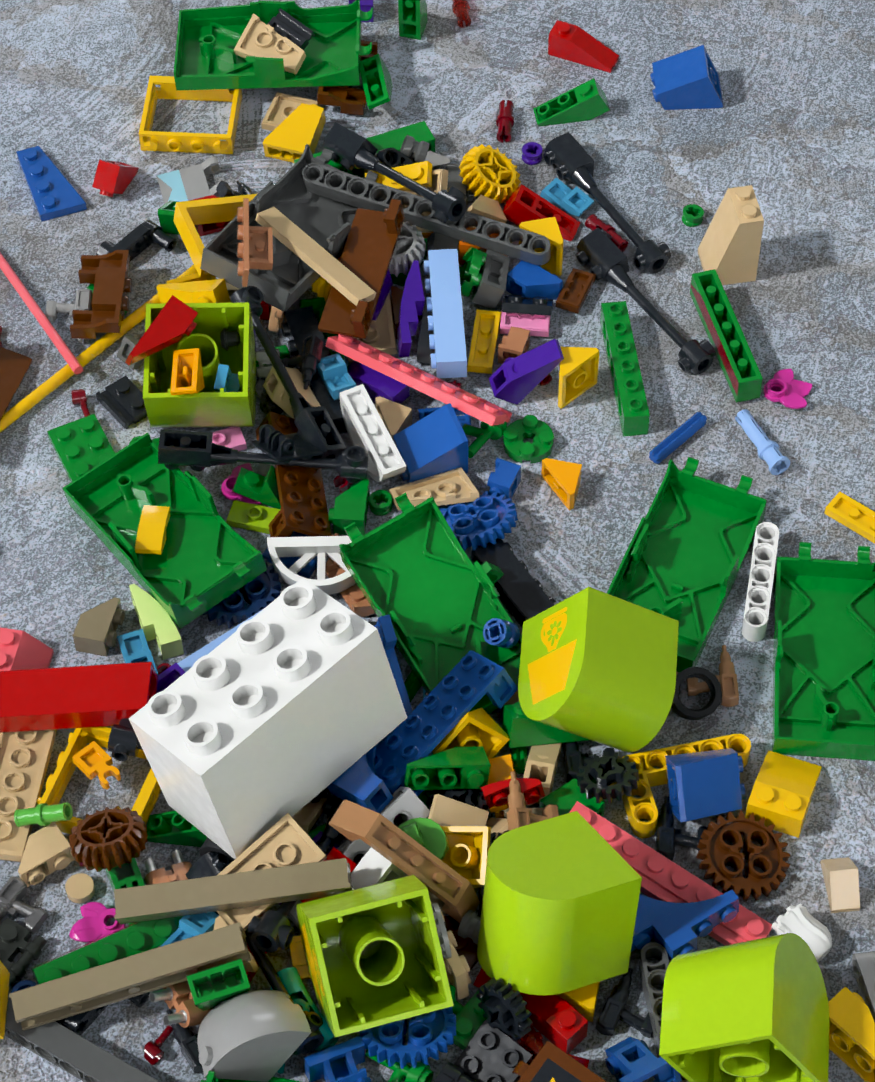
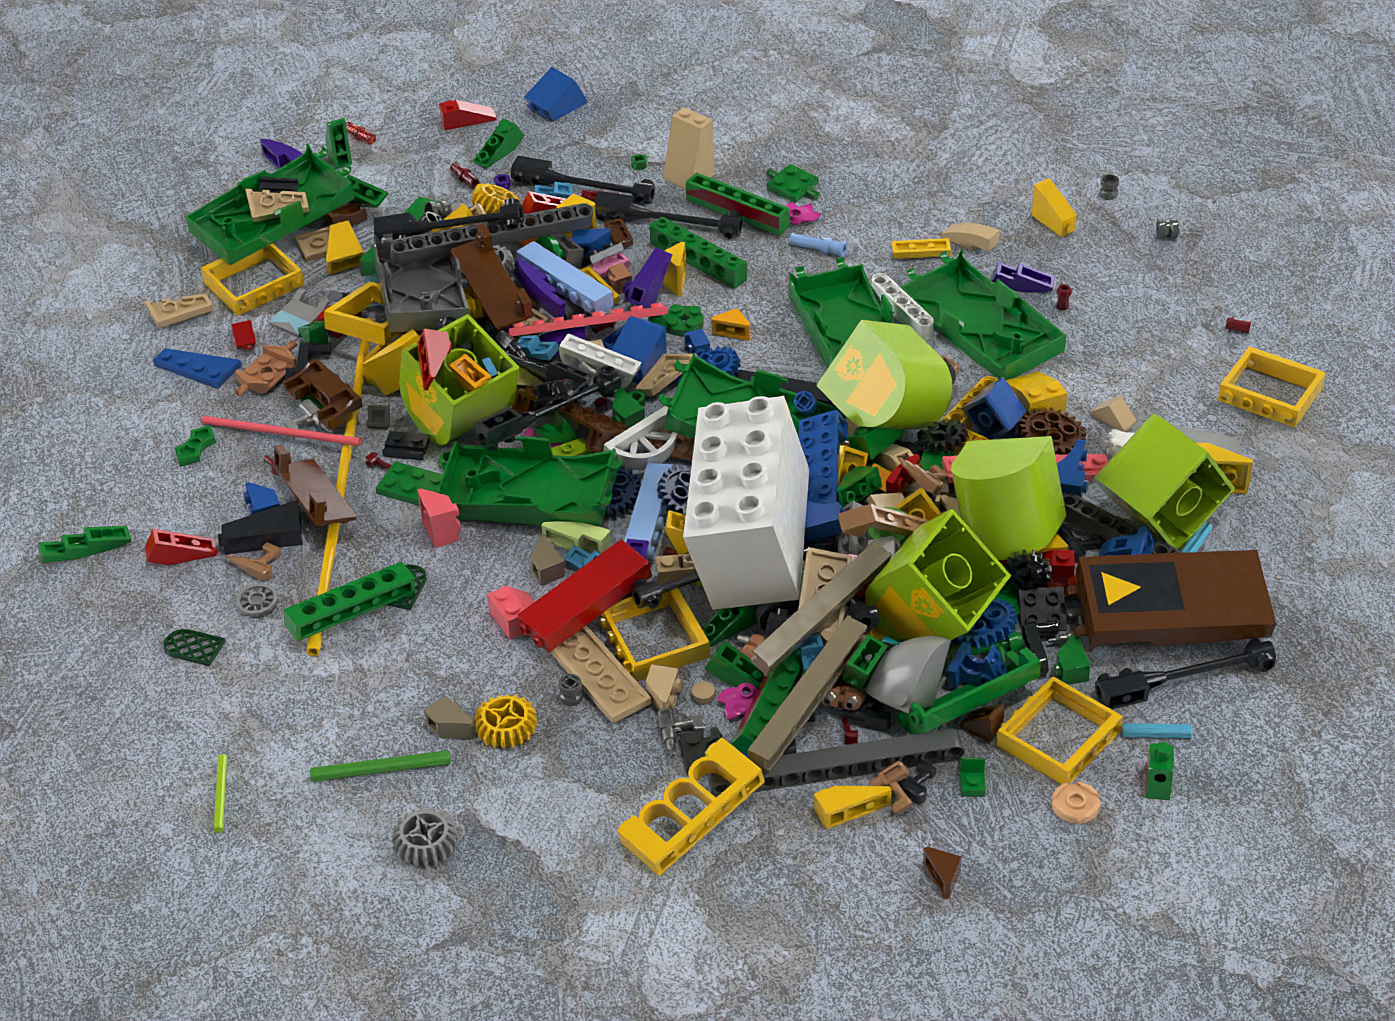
camera: 40 degrees left, 10 degrees down
(43, 814) = (643, 662): bright green pin -> none
(49, 509) = (439, 517): none -> coral slope
(76, 232) = (266, 369): none -> nougat plate
(91, 109) = (171, 312): none -> tan wing
(96, 762) = (643, 617): light orange plate -> none
(108, 838) = (705, 641): reddish brown gear -> none
(152, 529) = (522, 485): yellow slope -> none
(256, 245) = (419, 291): nougat bracket -> none
(315, 256) = (457, 285): tan tile -> none
(677, 438) = (768, 270): blue axle -> none
(820, 346) = (792, 183): none -> green plate

